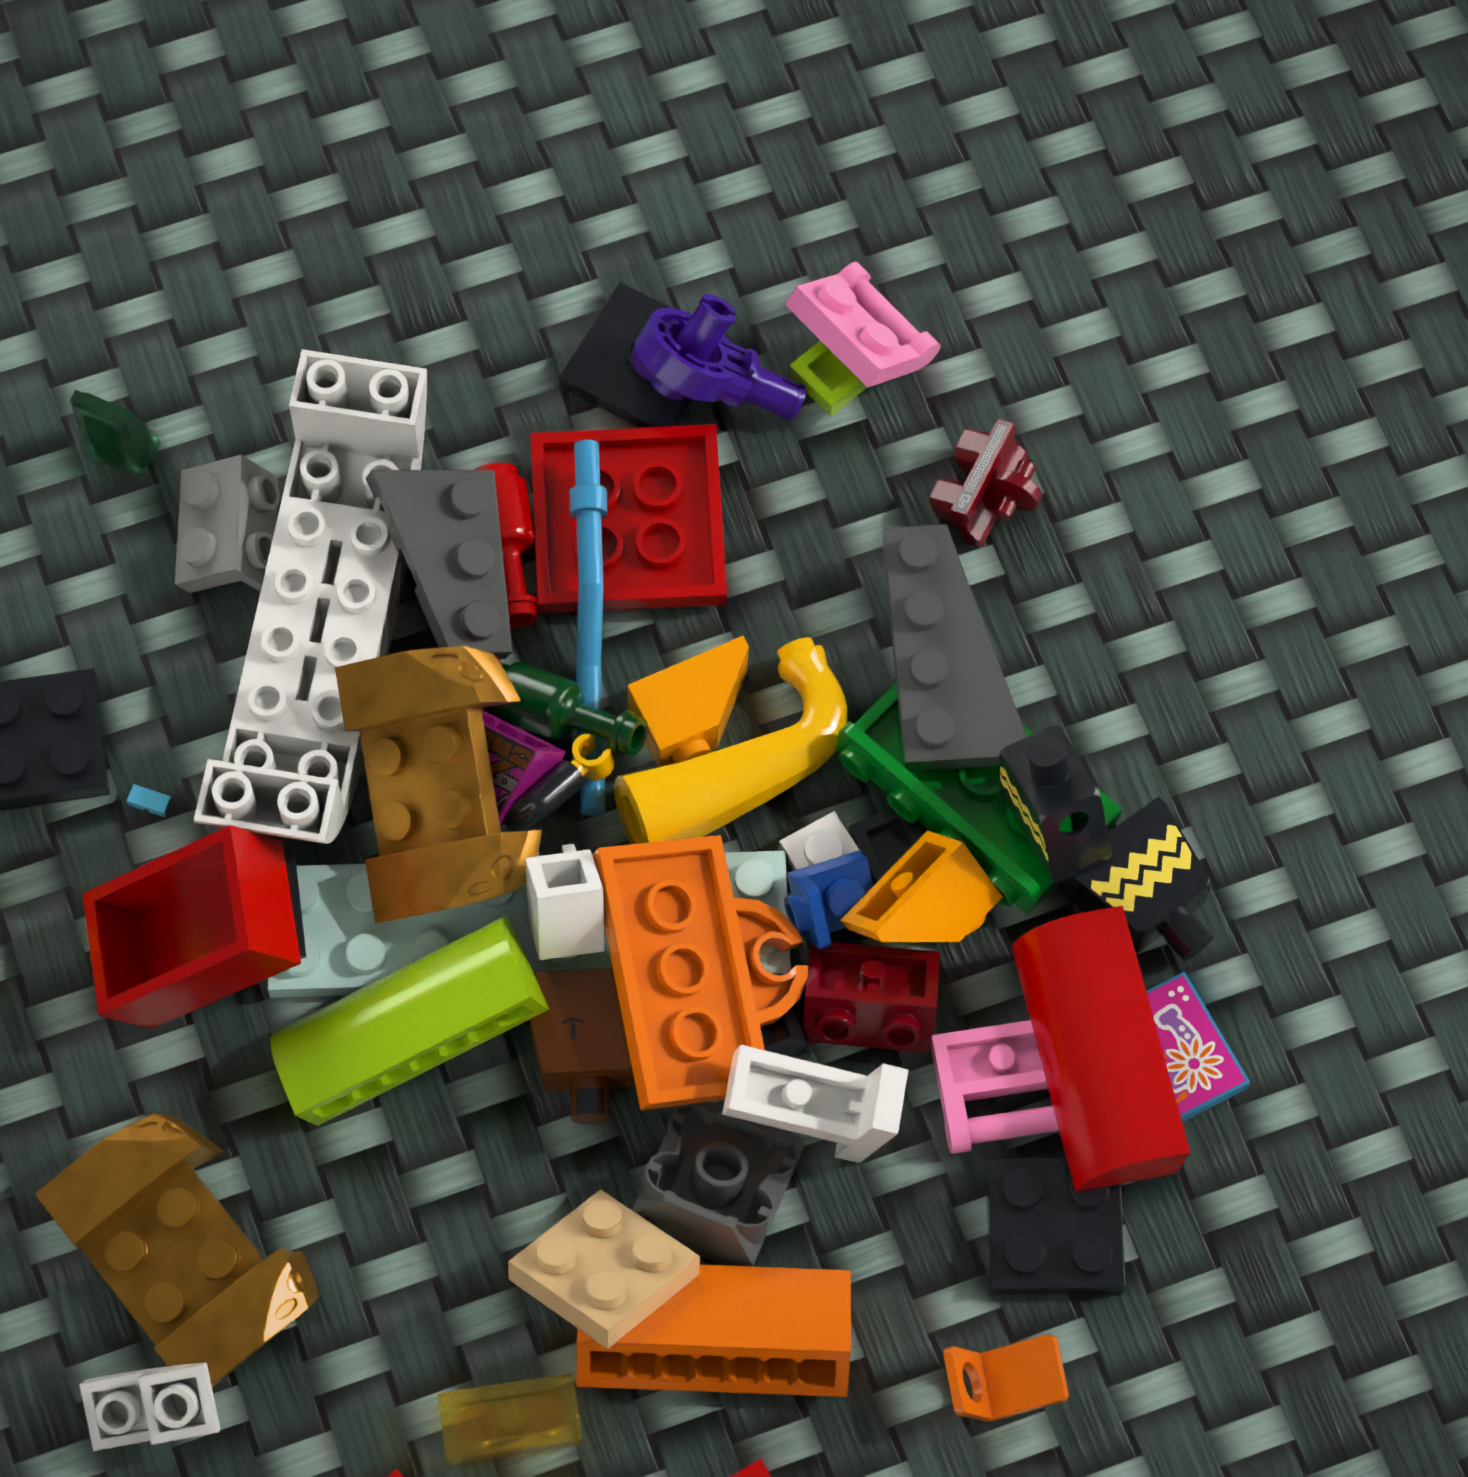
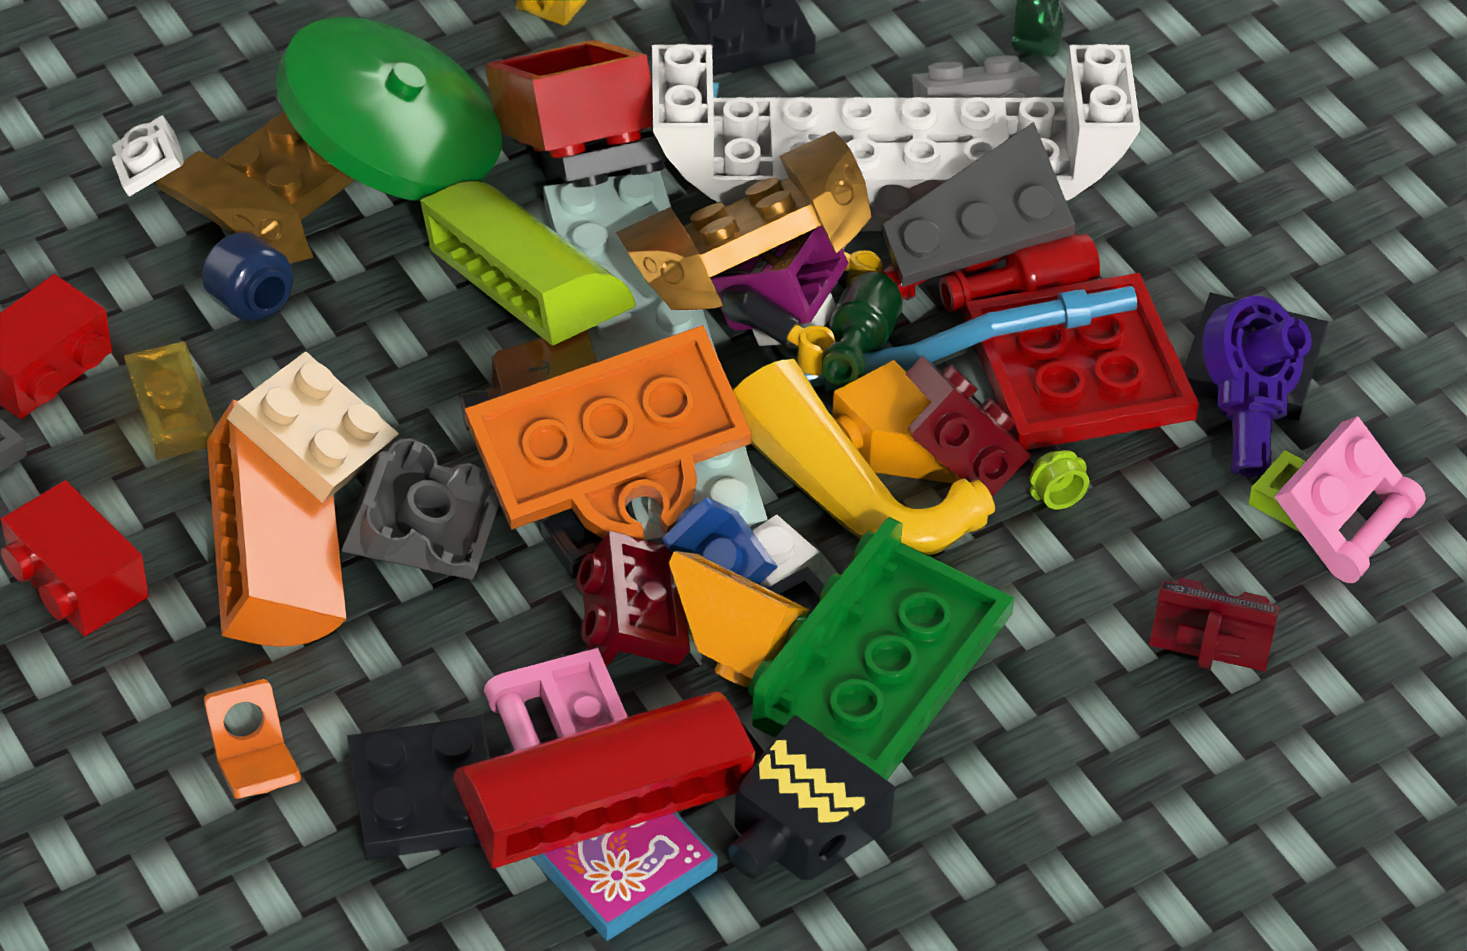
camera: 80 degrees right, 20 degrees down
(149, 1129) = (387, 107): none -> green dish
(350, 1317) = (247, 276): none -> dark blue head
(565, 904) = (649, 313): white brick -> none
(725, 629) = (960, 432): none -> dark red bracket
(777, 574) = (1059, 479): none -> lime plate
(817, 1100) = (498, 545): white bracket -> none
(946, 670) = (977, 603): dark grey wing -> none
(1042, 787) = (850, 670): black torso -> none

